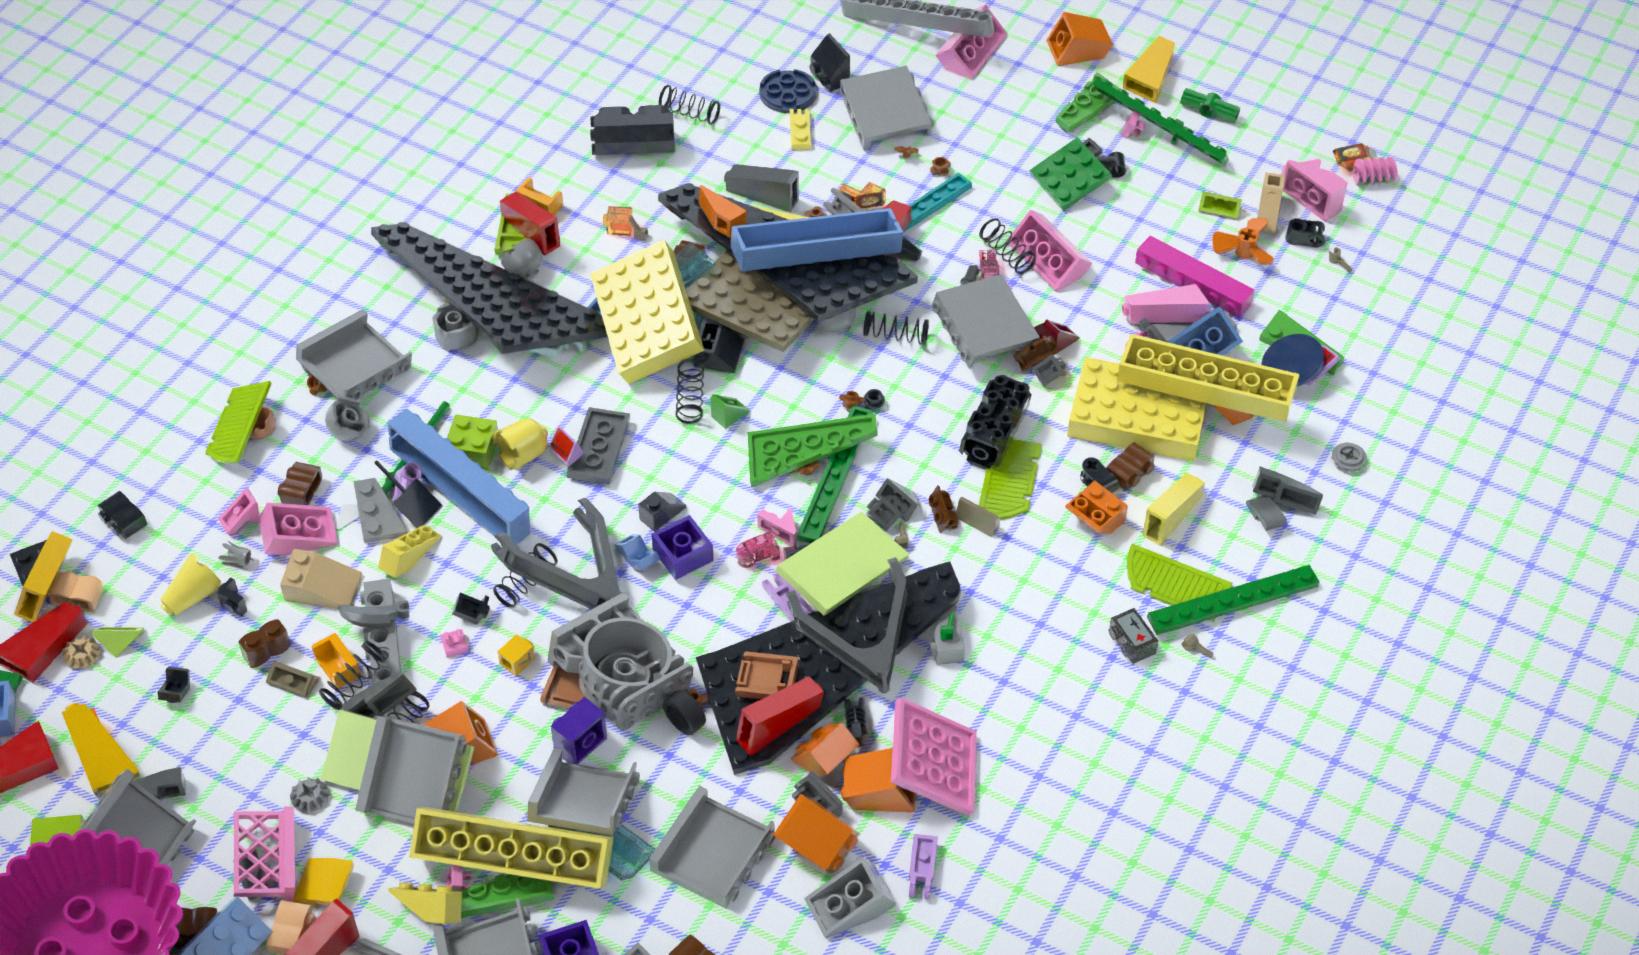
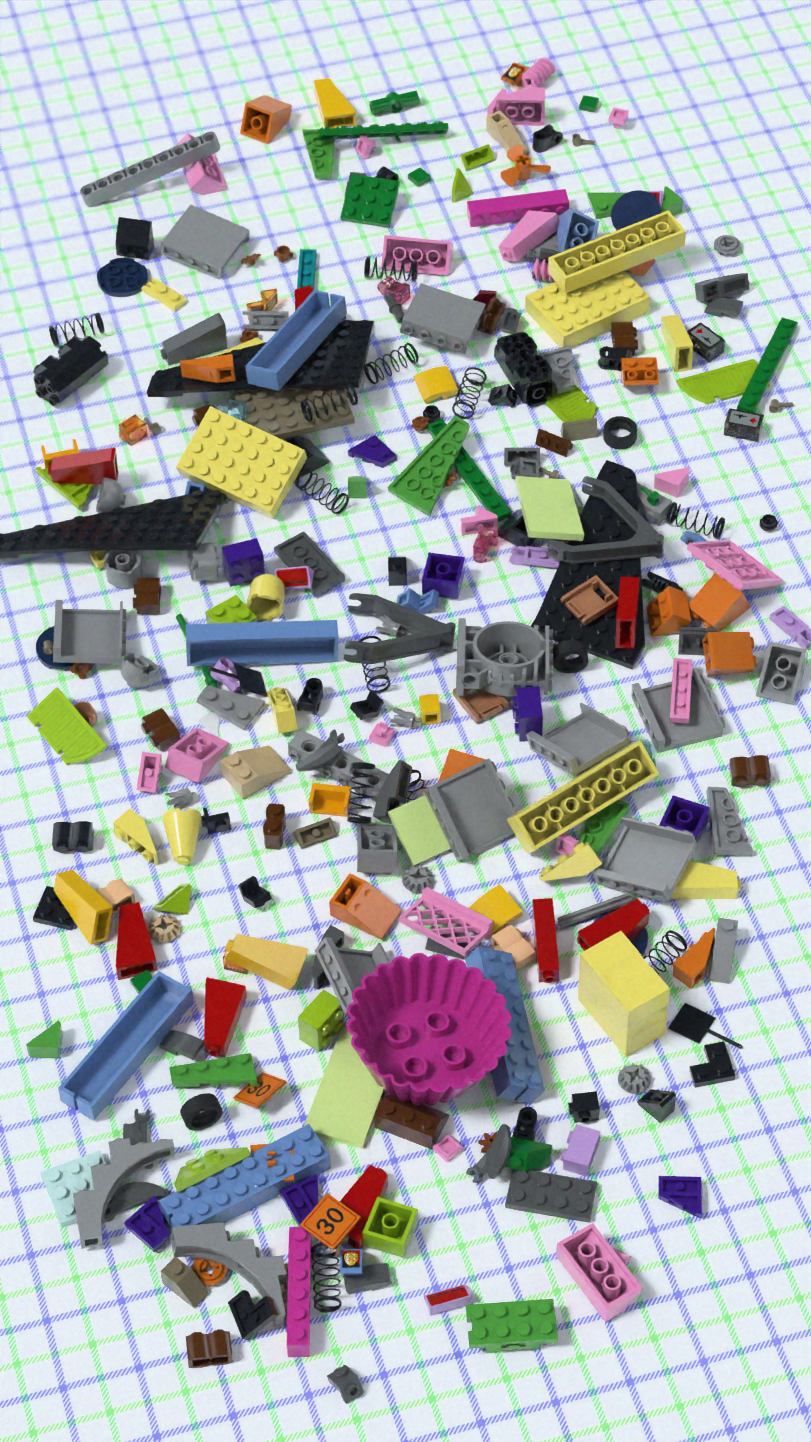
camera: 45 degrees left, 0 degrees up
(167, 553) = (133, 830): none -> light yellow slope
(230, 777) = (363, 907): none -> orange slope
(305, 736) = (376, 848): none -> light grey slope
(443, 366) = (147, 596): none -> reddish brown brick
(444, 559) = (311, 696): none -> black piece
(490, 646) = (404, 718): none -> light grey piece
(515, 373) = (204, 562): none -> light grey brick
(542, 398) = (243, 561): none -> dark purple brick
(586, 558) = (389, 627): none -> light grey piece
(735, 831) = (681, 690): none -> bright pink plate
(748, 304) = (304, 404): none -> black piece
(782, 393) = (374, 452): none -> dark purple wing
(904, 413) = (476, 383): none -> black piece
(912, 376) = (435, 383): none -> yellow slope
(943, 695) = (695, 537): none -> medium blue arm
(952, 430) = (503, 394): none -> black bracket
(959, 668) = (716, 535): none -> black piece
(998, 634) = (672, 481): none -> bright pink slope
(1011, 563) = (620, 422): none -> black tyre
(1035, 447) = (562, 368): none -> light grey wing
(1037, 742) = (768, 522): none -> black plate
(1146, 185) = (419, 176): none -> green tile
(1167, 219) = (460, 187): none -> lime slope
(1202, 529) = (706, 342): none -> clear smoke brick
(1340, 378) = (671, 201): none -> bright green slope
(1392, 231) = (588, 103): none -> green tile
(1398, 261) = (618, 117): none -> bright pink tile

